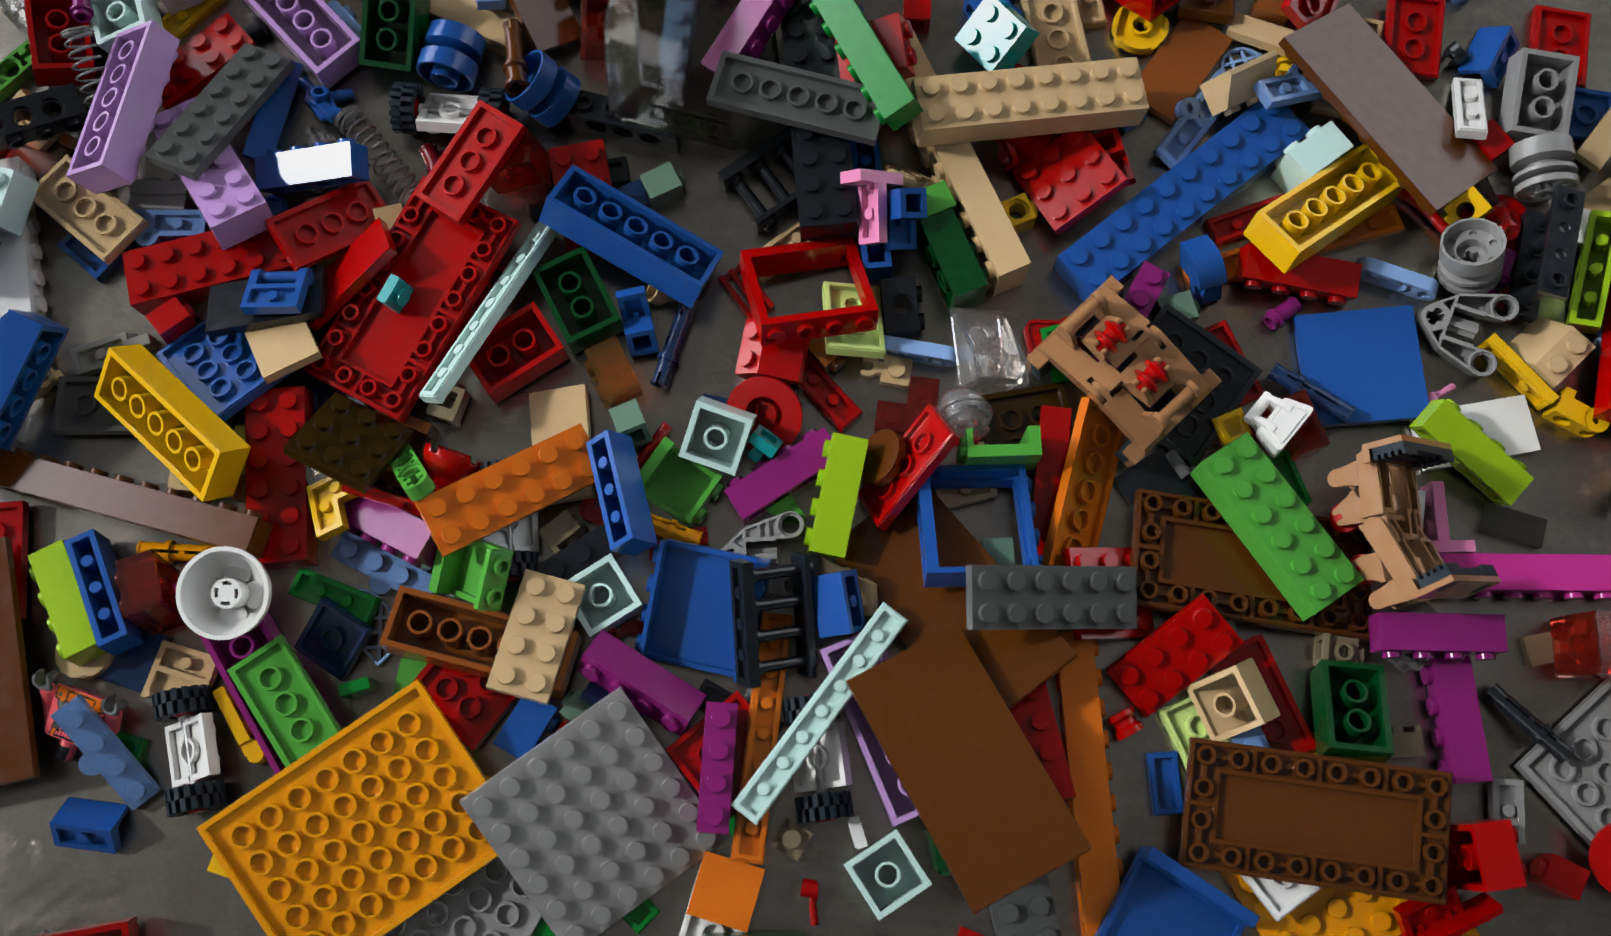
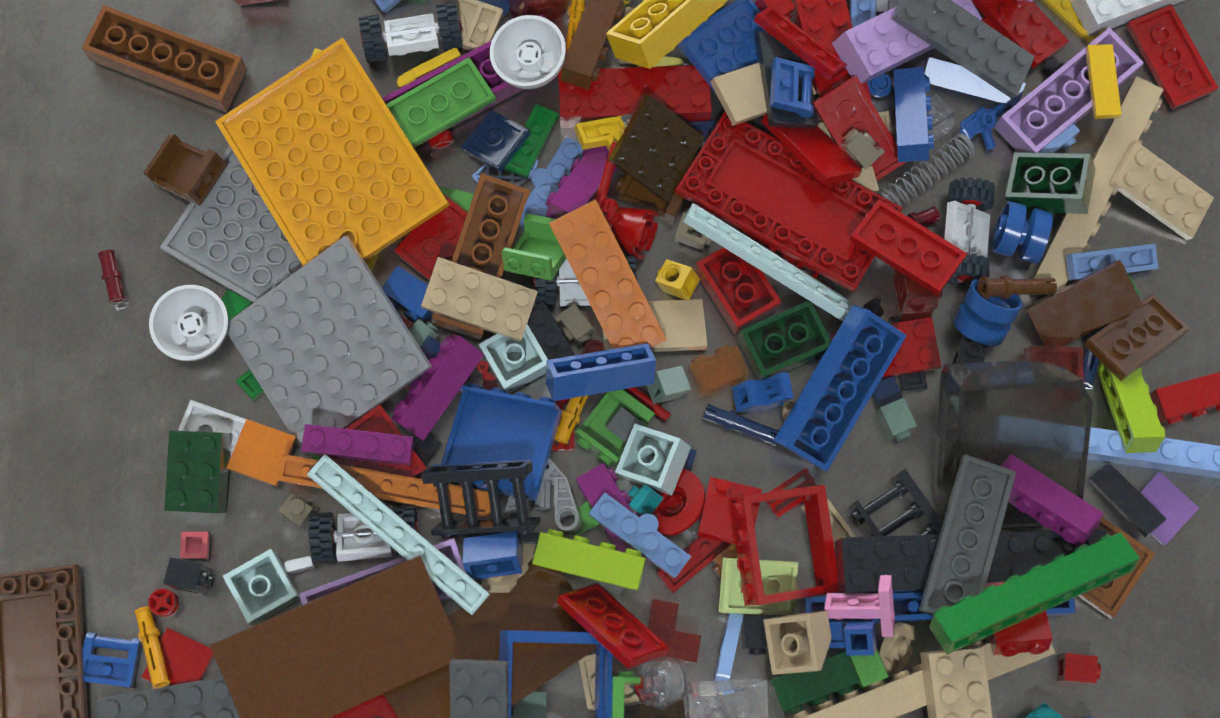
camera: 85 degrees right, 0 degrees up
(221, 286) = (800, 43): none -> red tile
(333, 703) = (441, 140): none -> red tile
(352, 218) = (861, 148): none -> dark tan brick
(358, 687) = (453, 160): green tile -> none
(395, 293) = (788, 184): teal plate -> none
(412, 475) = (624, 198): bright green beam -> none
(517, 414) = (685, 283): none -> yellow brick
(678, 472) = (622, 424): none -> dark grey tile
(803, 444) = (640, 534): none -> medium blue hinge
(810, 890) = (257, 524): red hand -> none
(883, 457) = (624, 603): reddish brown tile -> none
(893, 371) = (711, 622): tan plate -> none
(915, 269) = (798, 642): none -> tan slope

